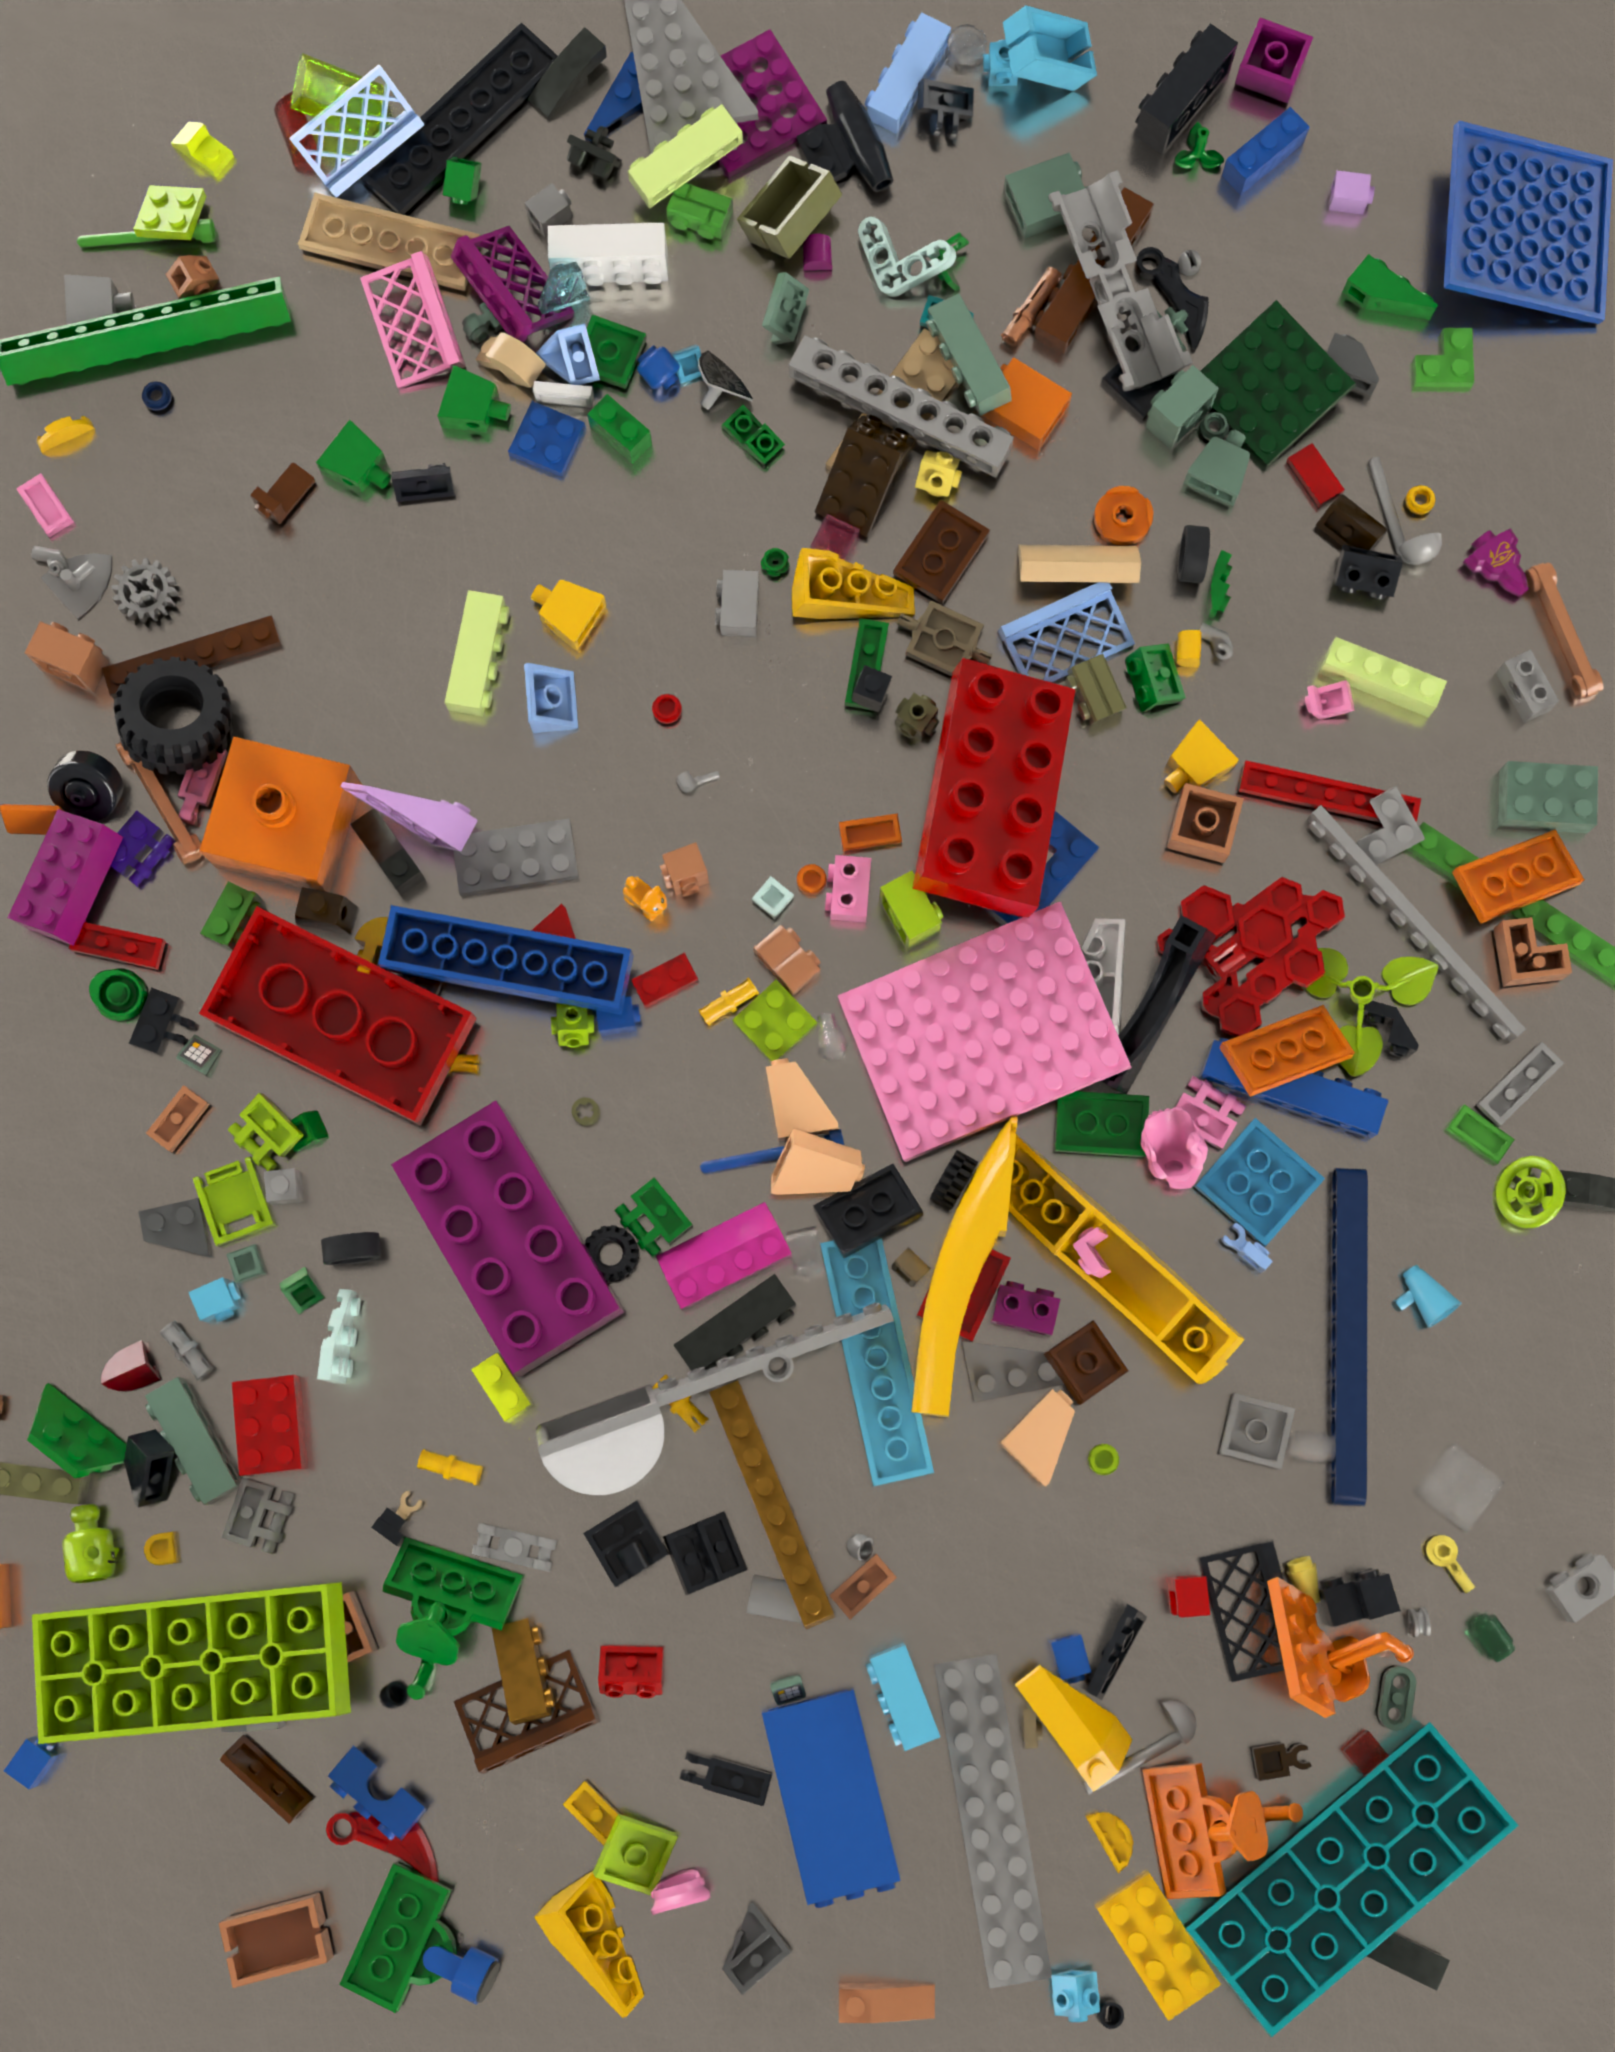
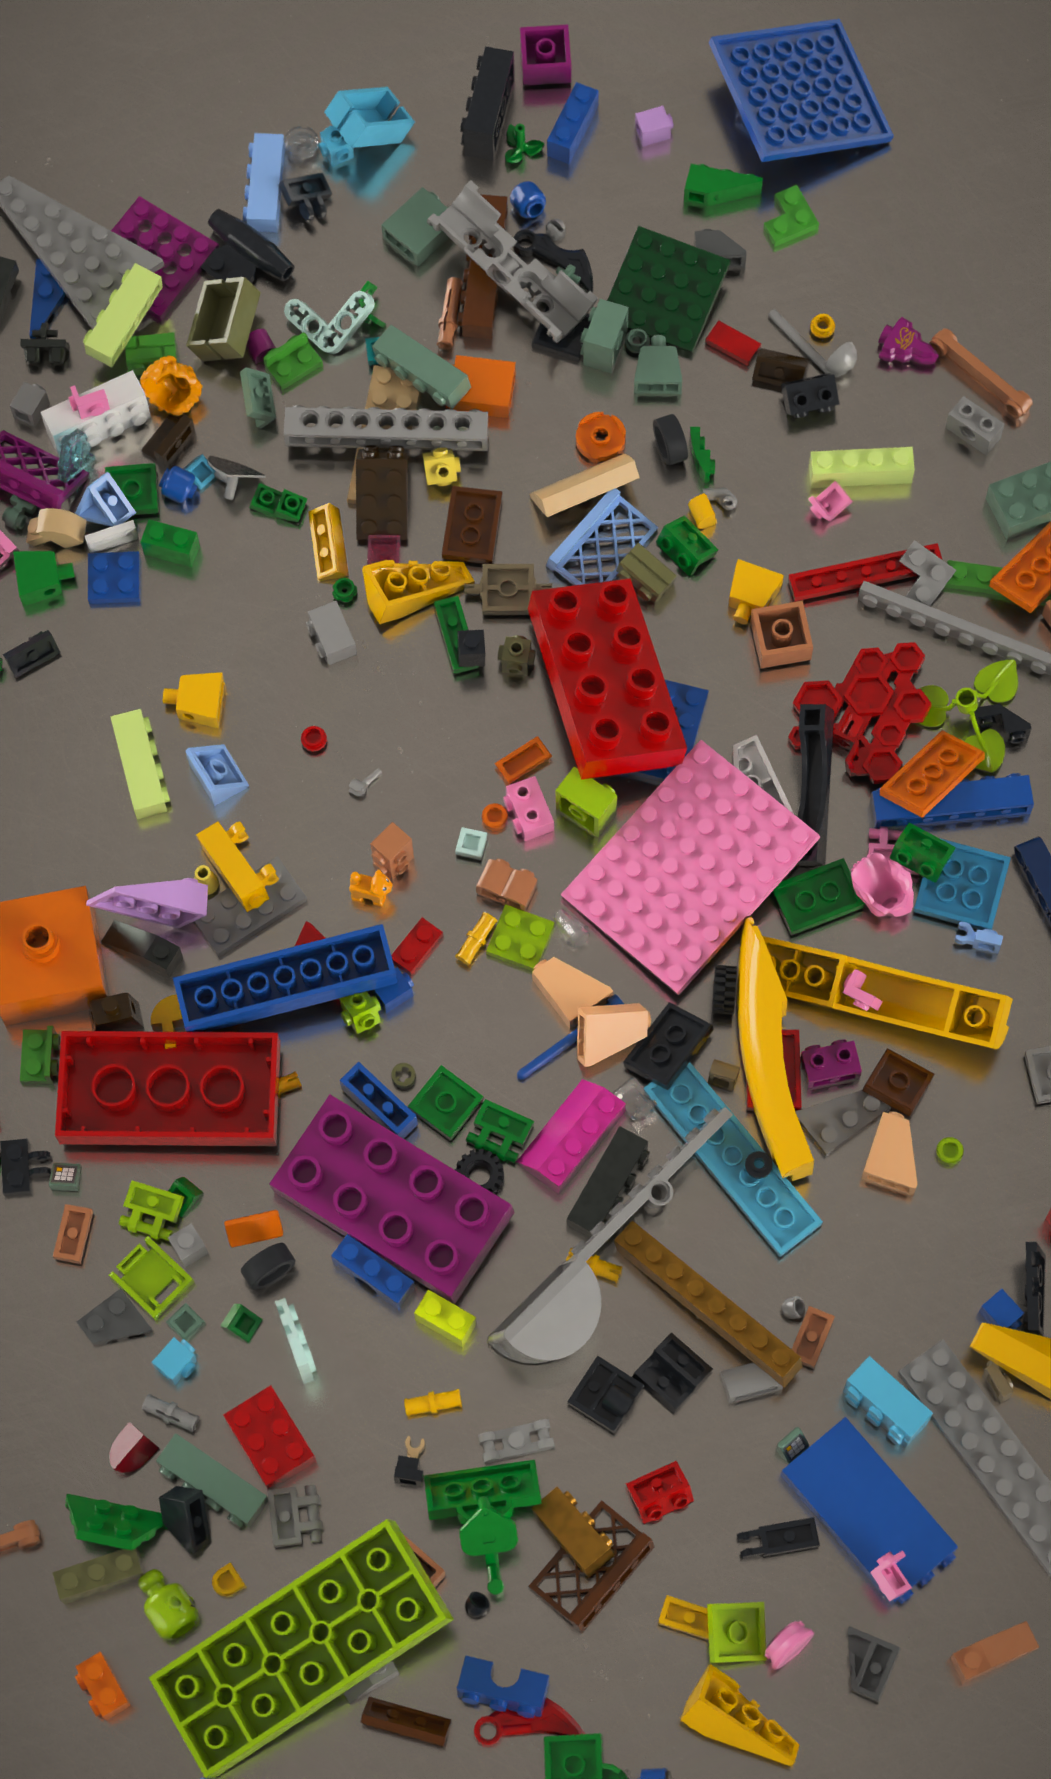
camera: 25 degrees left, 10 degrees down
(358, 1200) = (254, 1228): none -> orange slope
(453, 1305) = (377, 1273): none -> blue arch
(488, 814) = (207, 877): none -> light yellow cone
(515, 809) = (233, 867): none -> yellow brick
(544, 1130) = (378, 1101): none -> blue brick
(599, 242) = (90, 404): none -> bright pink bracket
(613, 1161) = (445, 1102): none -> green plate
(673, 313) = (168, 439): none -> dark brown panel
(700, 256) = (171, 385): none -> light orange hair
(784, 502) = (328, 542): none -> yellow slope
(814, 1882) = (889, 1576): none -> bright pink bracket
(841, 285) = (292, 361): none -> bright green bracket
(886, 1383) = (758, 1173): none -> black plate
(1175, 216) = (528, 199): none -> blue head
(1233, 1130) = (922, 852): none -> green bracket

